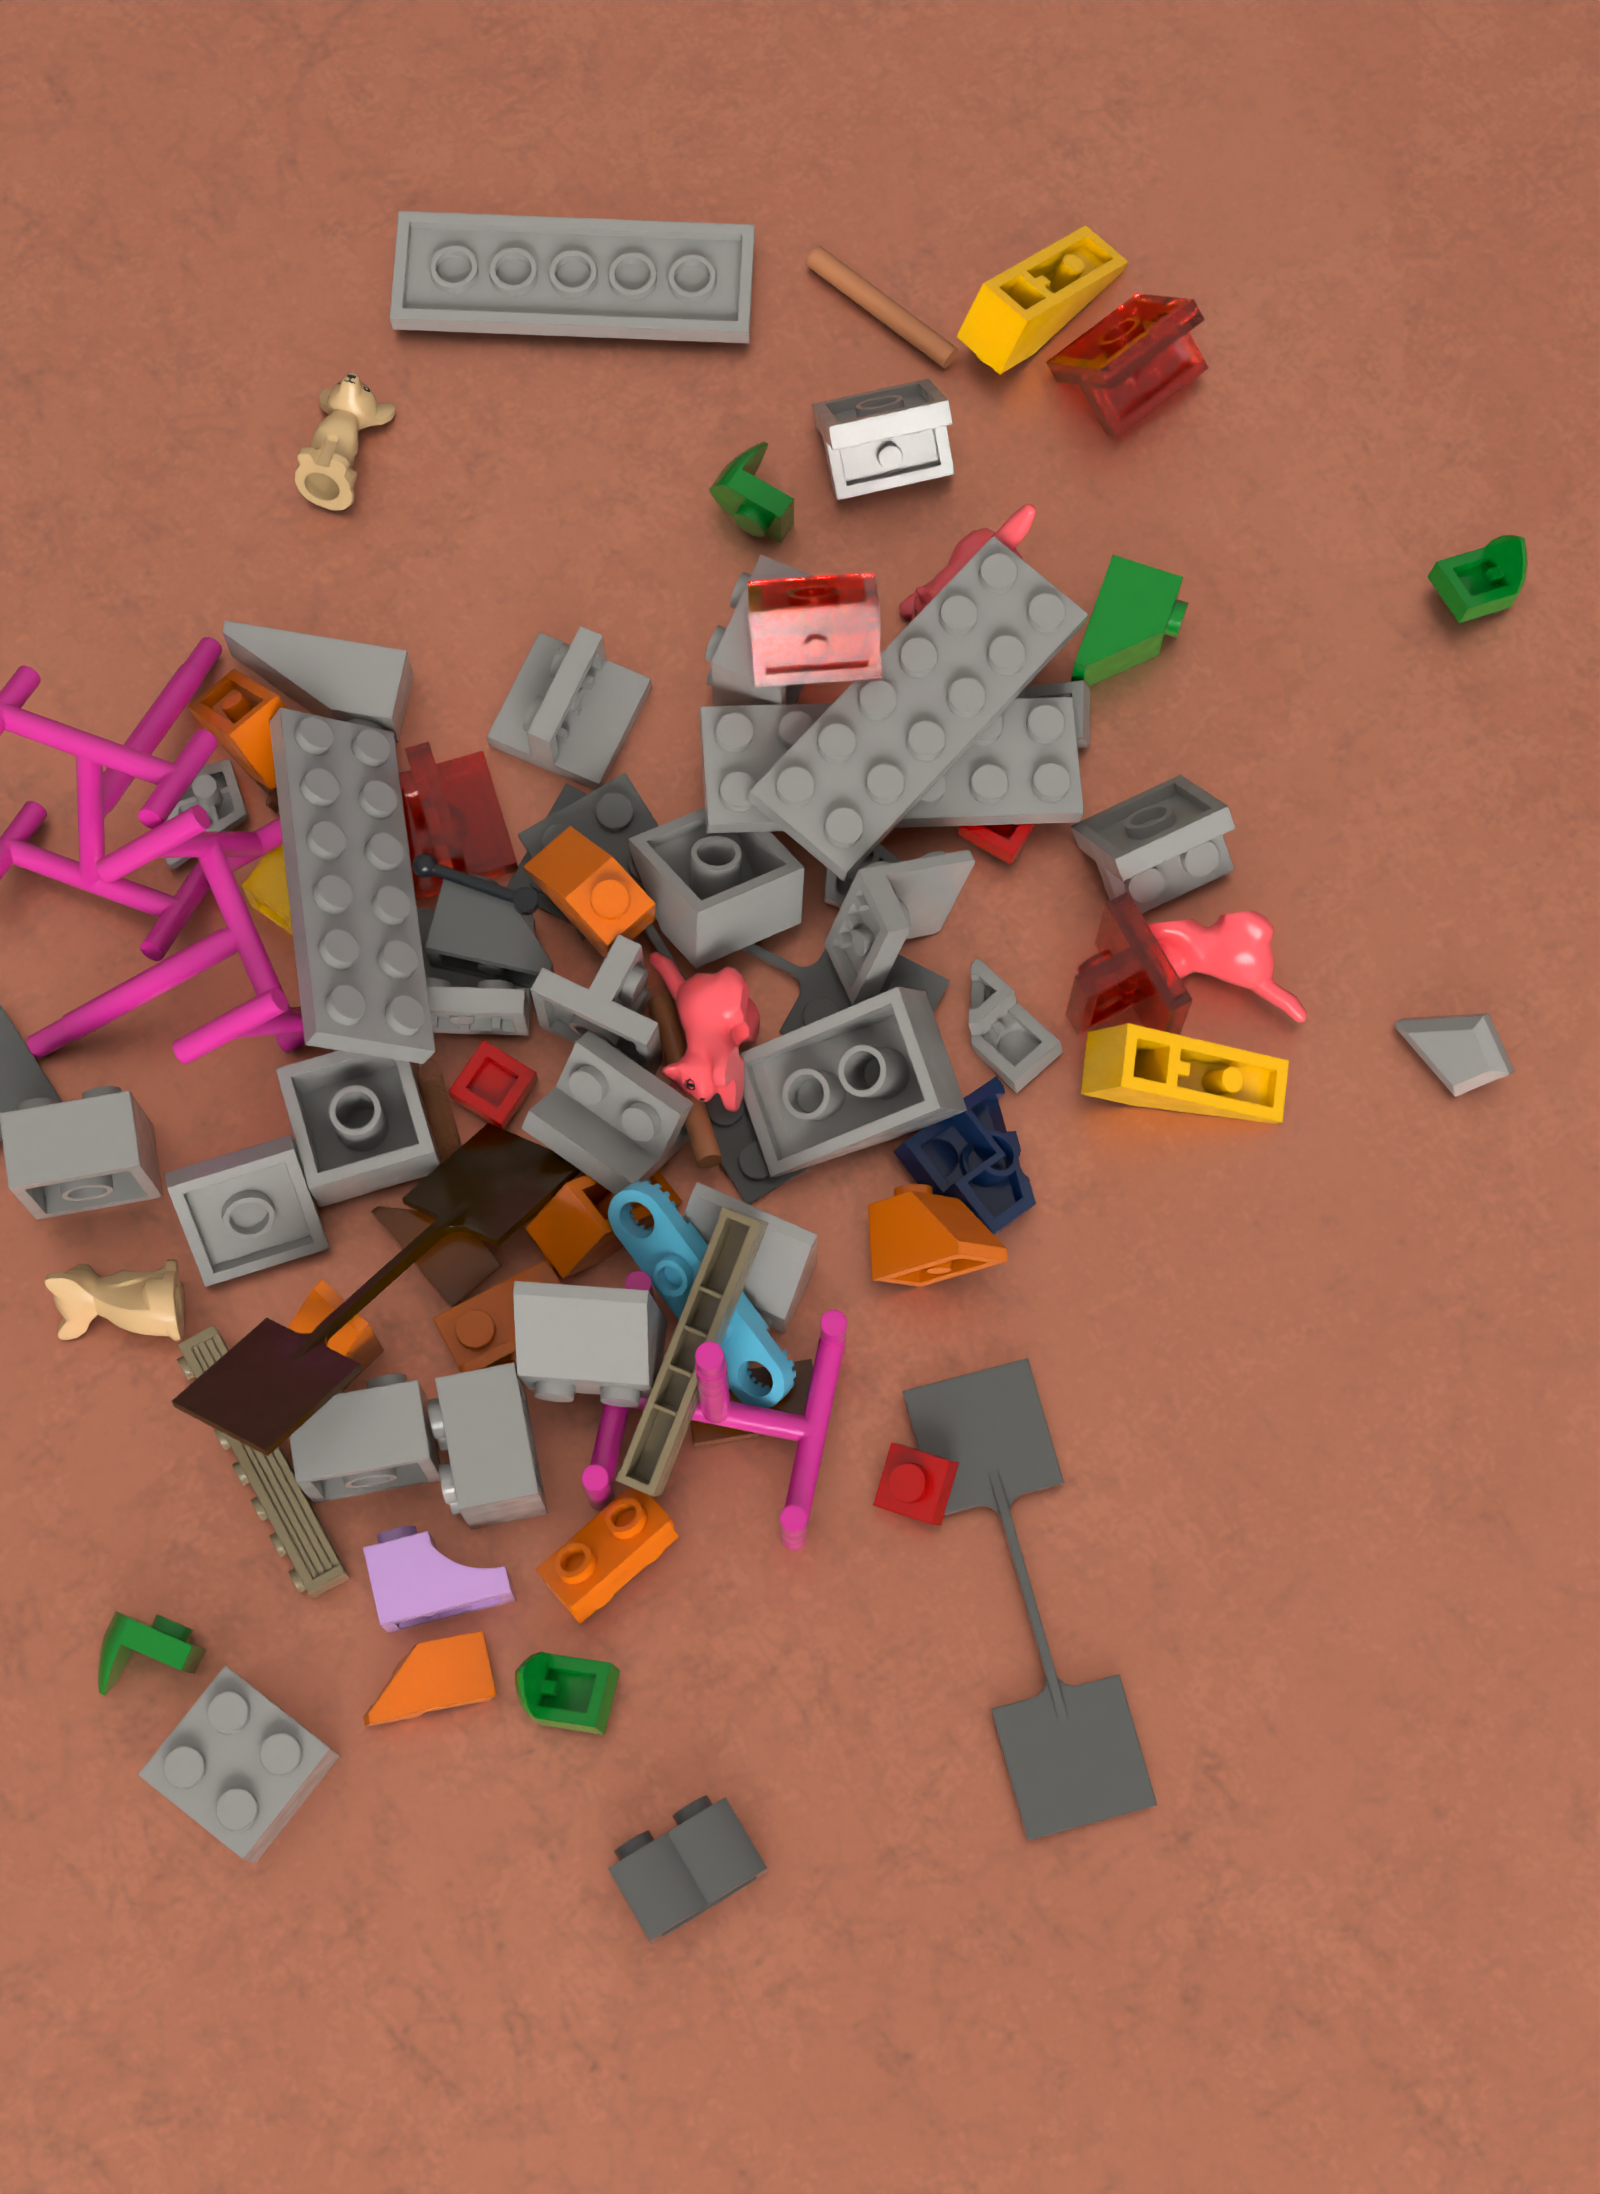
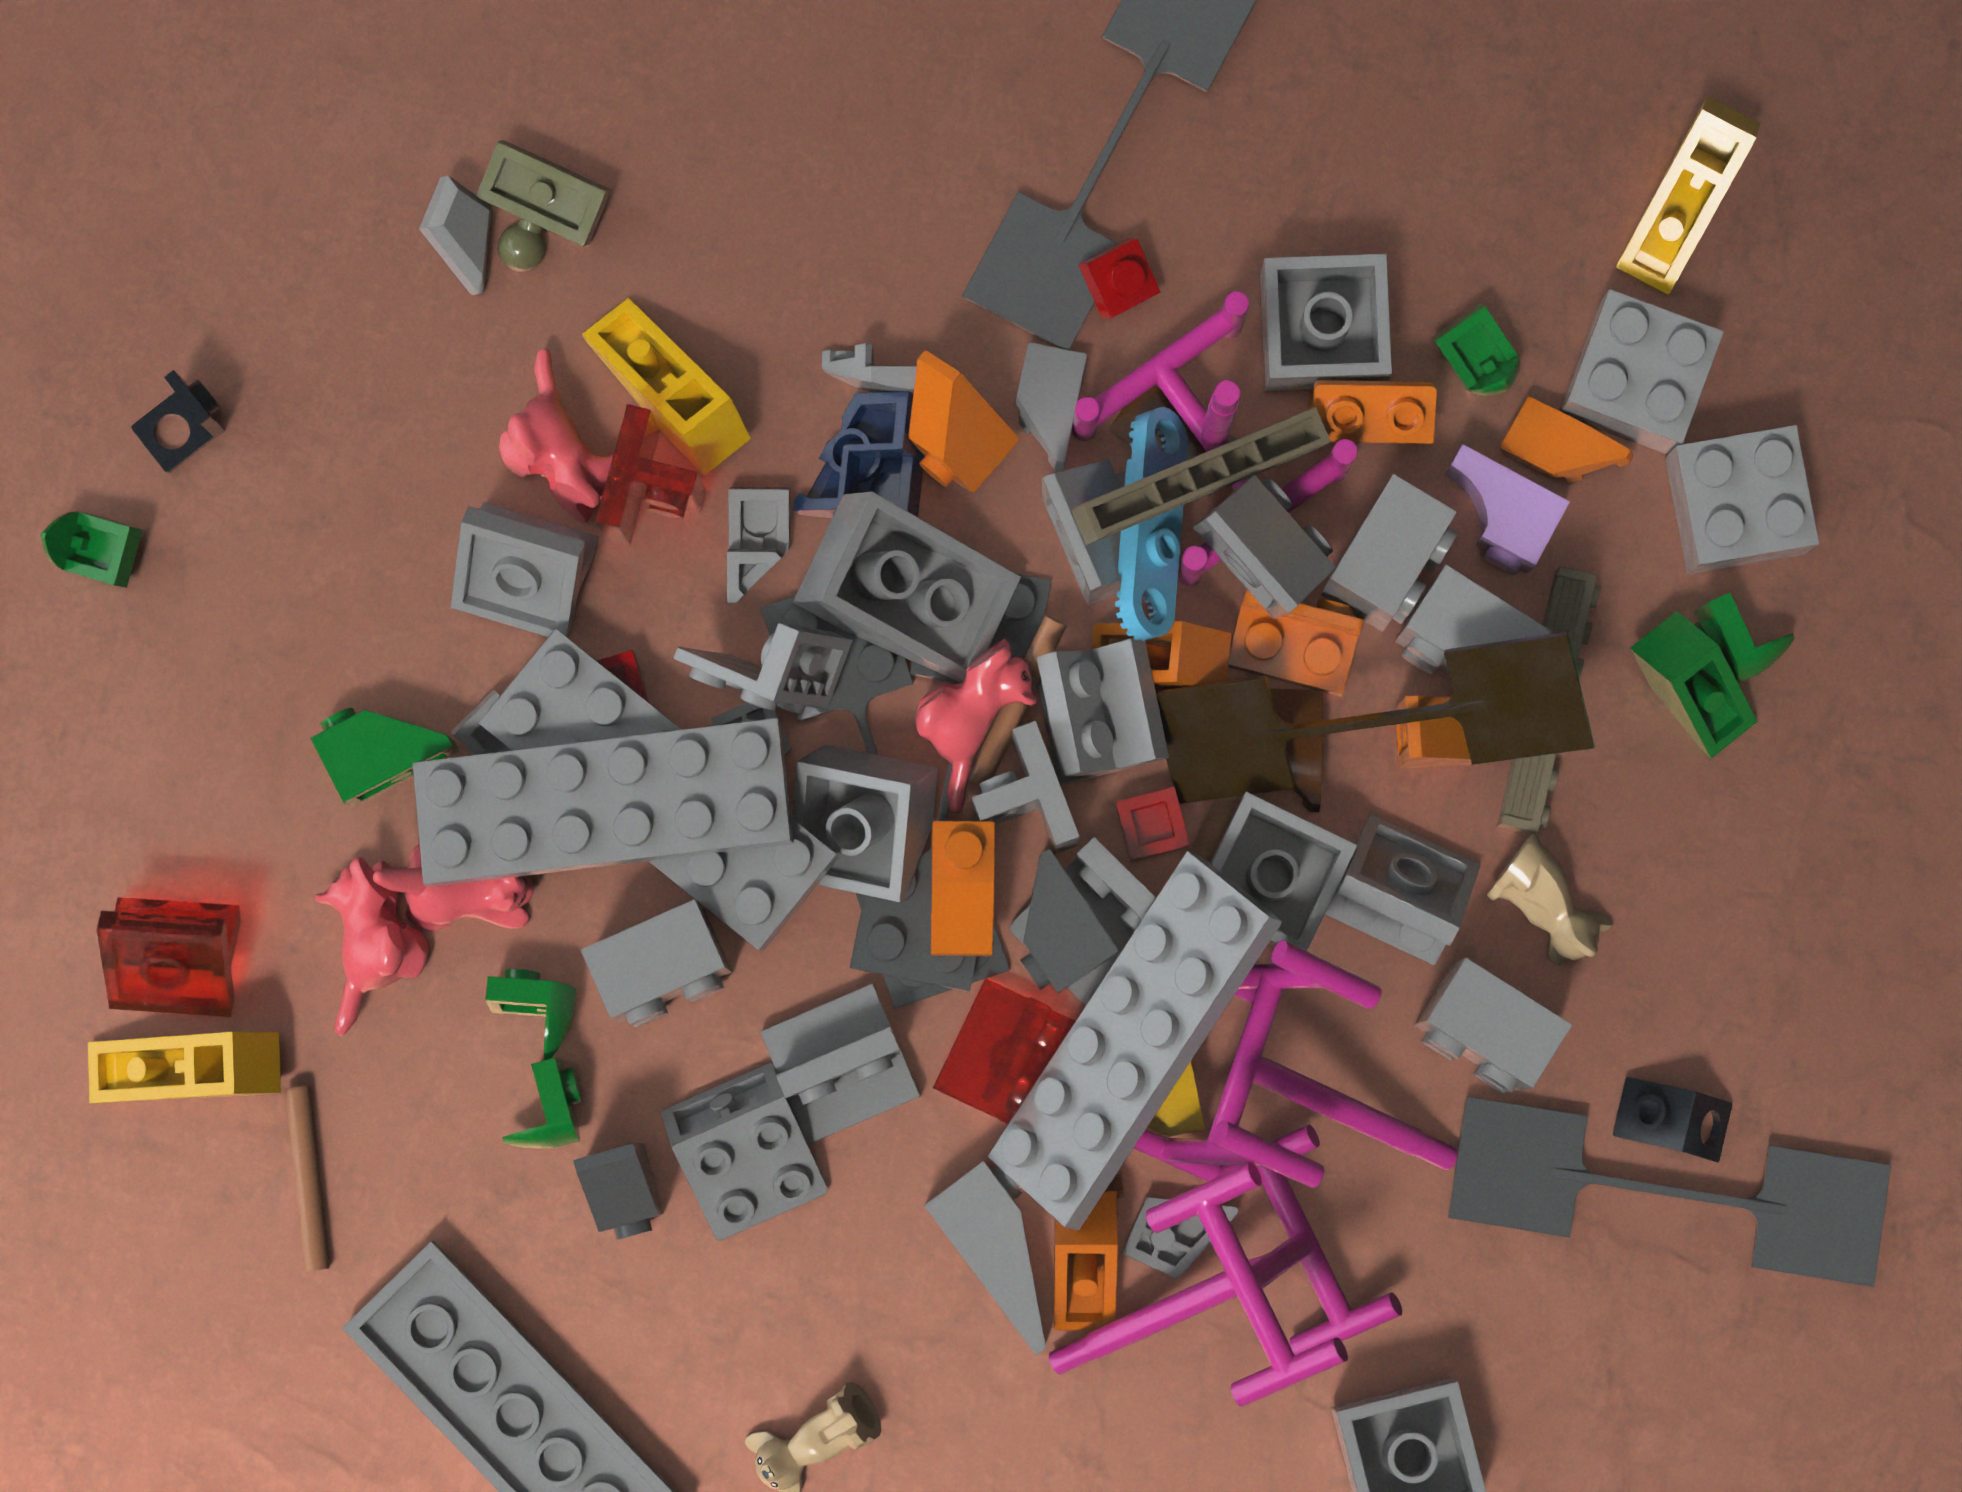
camera: 135 degrees left, 10 degrees up
(153, 1578) = (1694, 683): none -> green slope
(416, 1796) = (1641, 372): none -> light grey brick
(511, 1996) = (1689, 194): none -> yellow slope
(524, 899) = (1018, 918): black hinge -> none
(586, 578) = (743, 1152): none -> light grey bracket
(648, 478) = (620, 1189): none -> dark grey slope
(686, 1868) = (1503, 168): dark grey brick -> none
(714, 1592) = (1325, 320): none -> light grey brick
(815, 629) = (629, 913): clear red bracket -> none
(849, 551) = (525, 994): none -> green plate
(883, 1342) = (1048, 397): none -> light grey slope
(885, 438) = (408, 1064): bracket -> none
(991, 489) = (375, 943): none -> coral animal
(1050, 1225) = (858, 371): none -> light grey slope
(1421, 1132) = (542, 198): none -> olive plate
(1514, 738) = (194, 405): none -> black bracket

